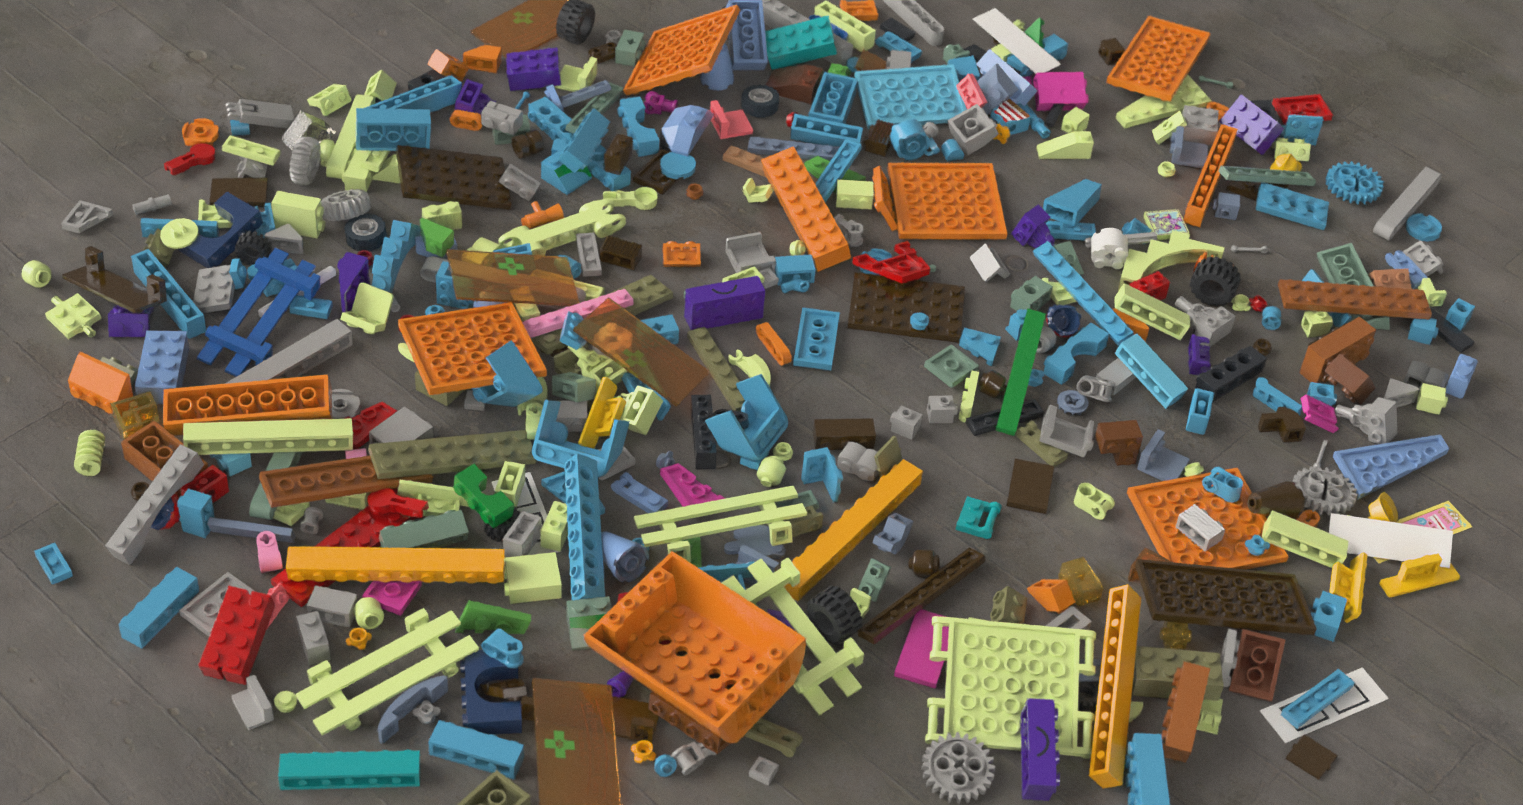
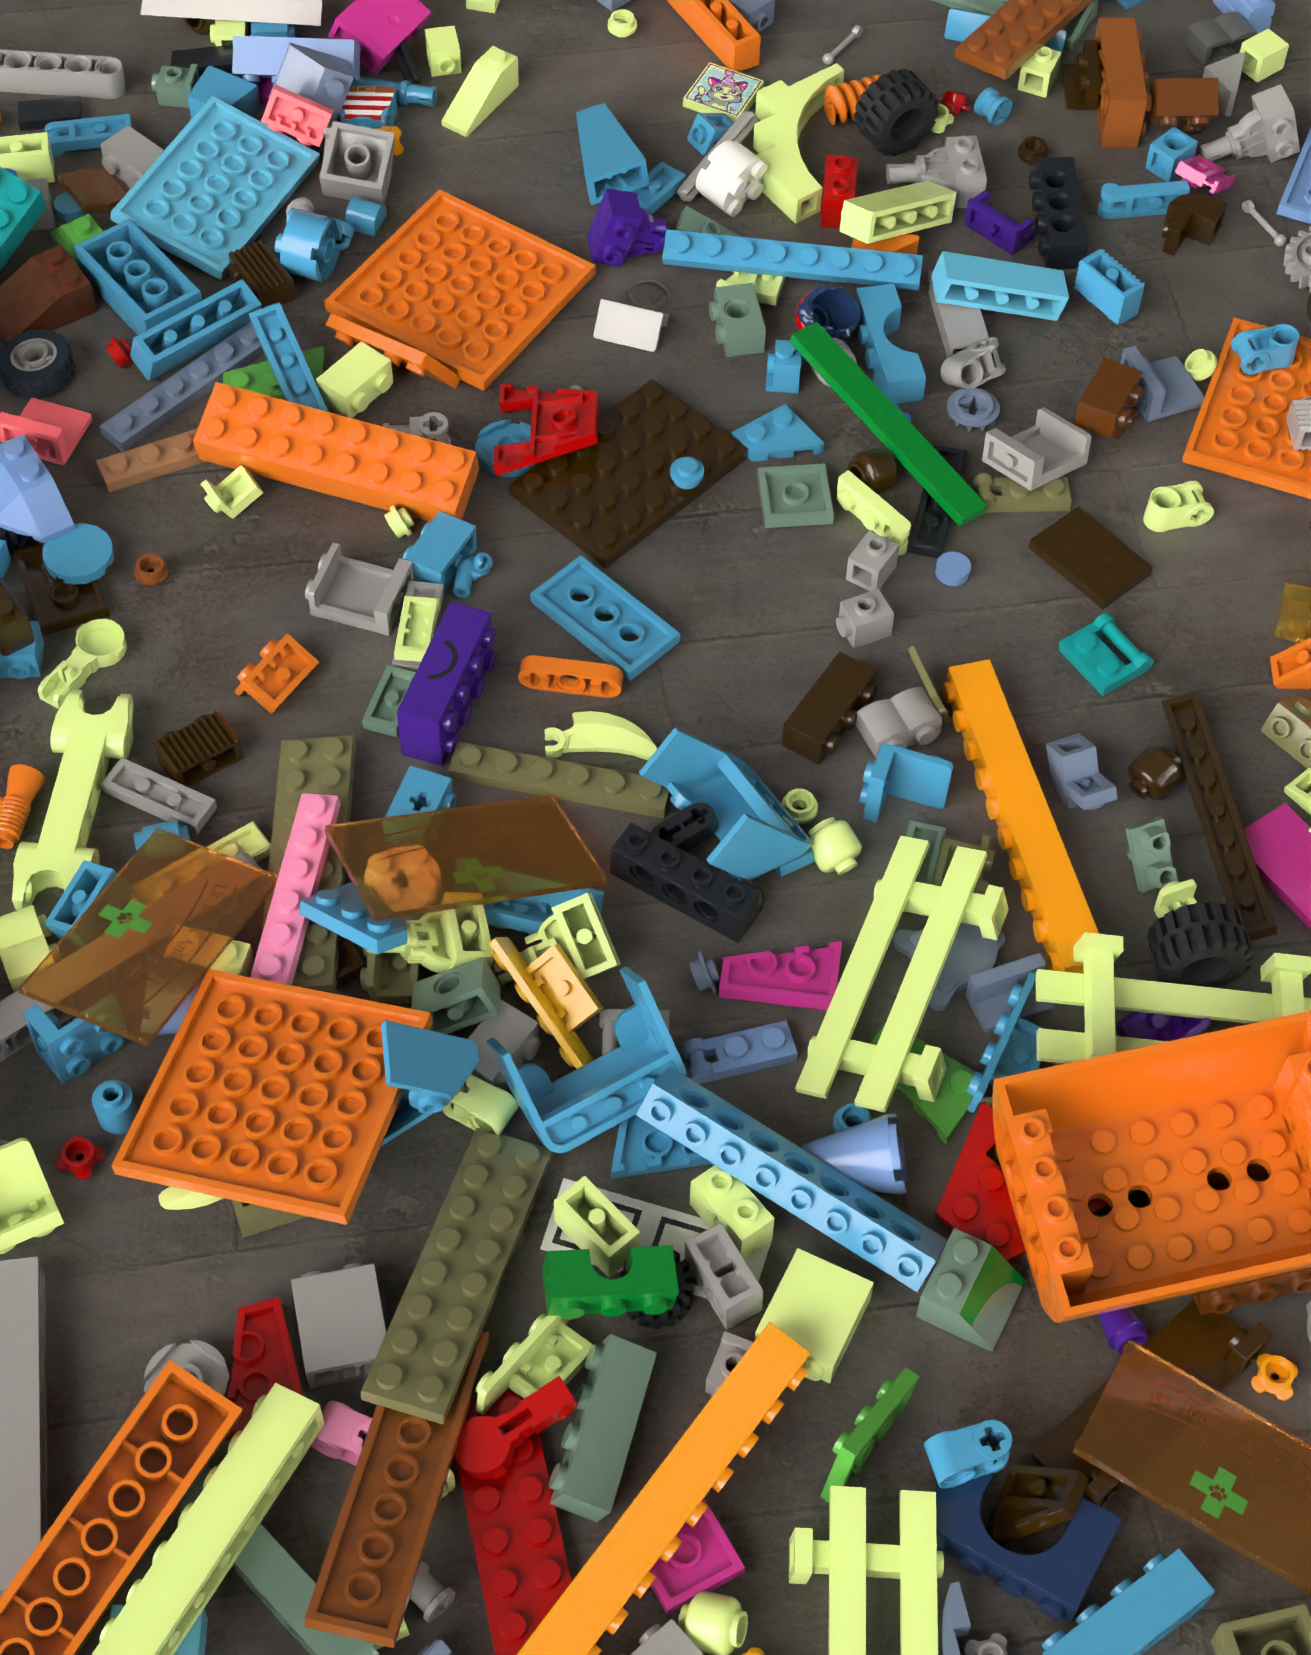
camera: 50 degrees left, 10 degrees up
(970, 441) = (953, 568): none -> medium blue tile

